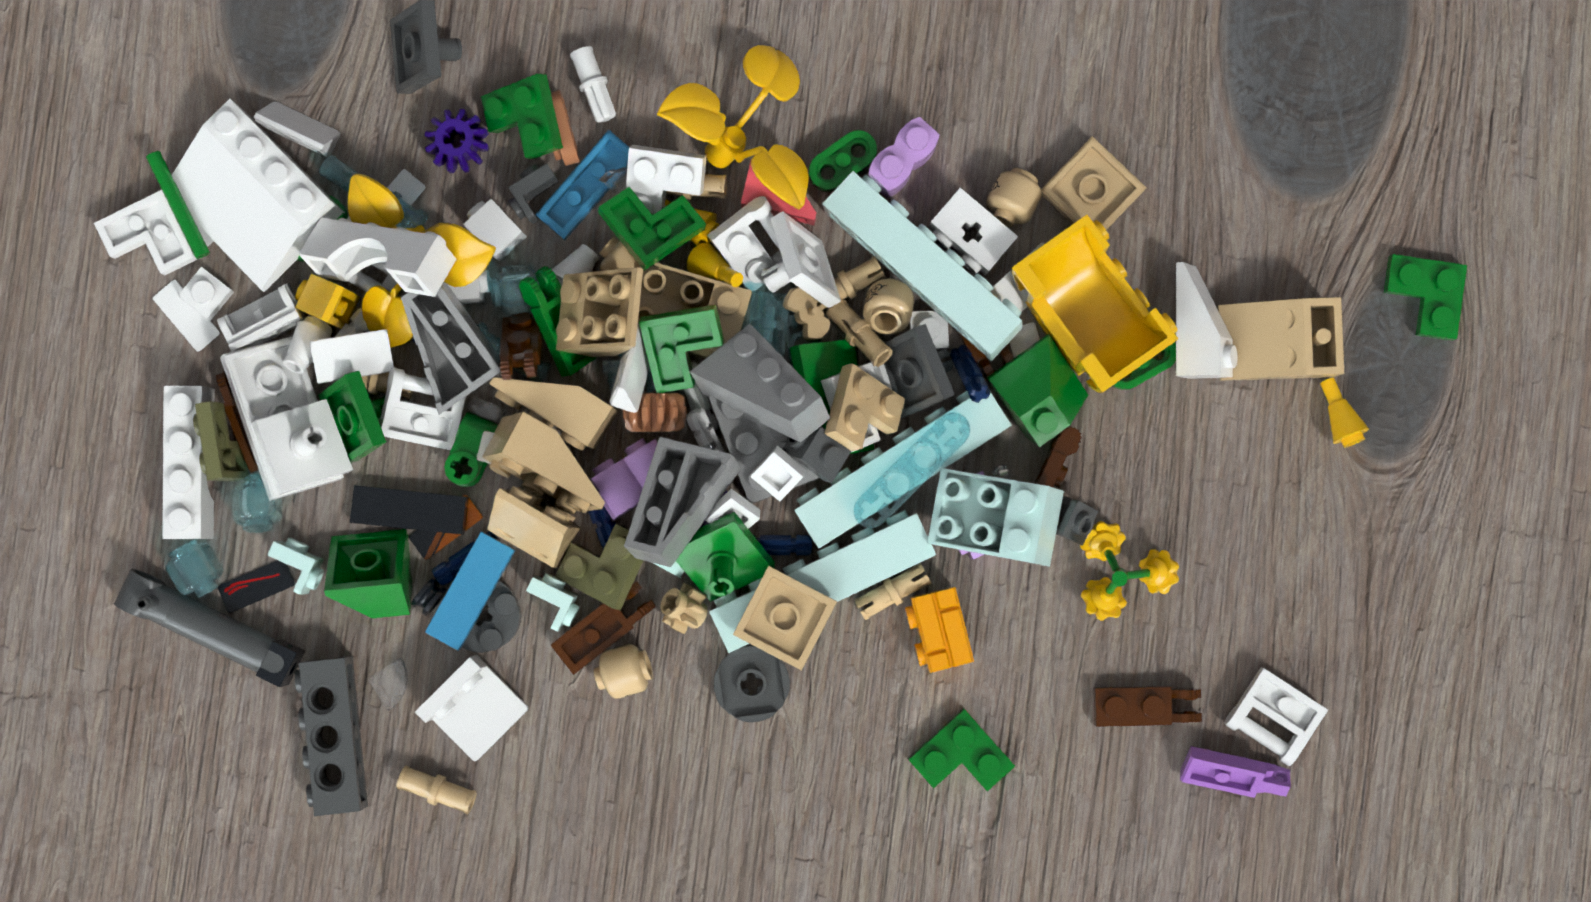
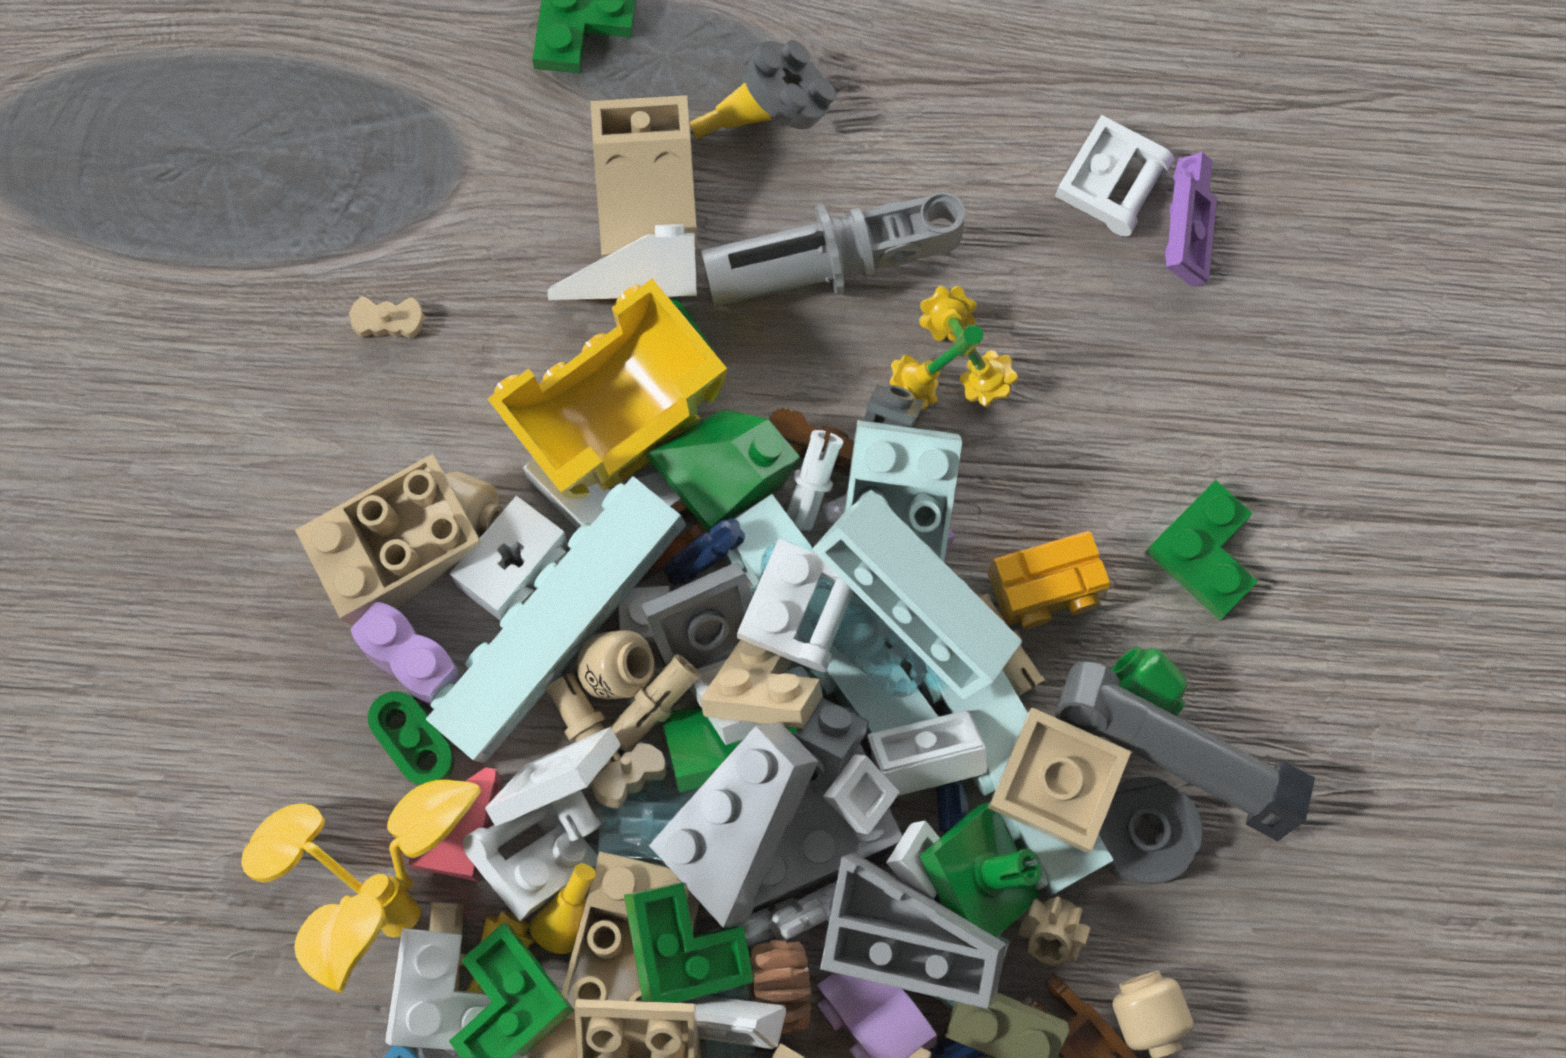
camera: 100 degrees left, 15 degrees down
(810, 526) = (930, 752): none -> white slope
(837, 654) = (1272, 797): none -> dark grey piece
(856, 695) = (1152, 677): none -> green head
(920, 522) = (918, 595): none -> light aqua brick
(924, 427) = (782, 604): none -> white plate
(986, 143) = (389, 540): none -> tan slope
(1023, 457) = (813, 479): none -> white axle
(1092, 186) = (447, 410): tan plate -> none
(1142, 706) = (1119, 330): reddish brown hinge -> none
(1171, 140) = (386, 318): none -> tan piece
(1214, 497) = (833, 248): none -> light grey piece
(1379, 460) = (788, 83): none -> dark grey plate

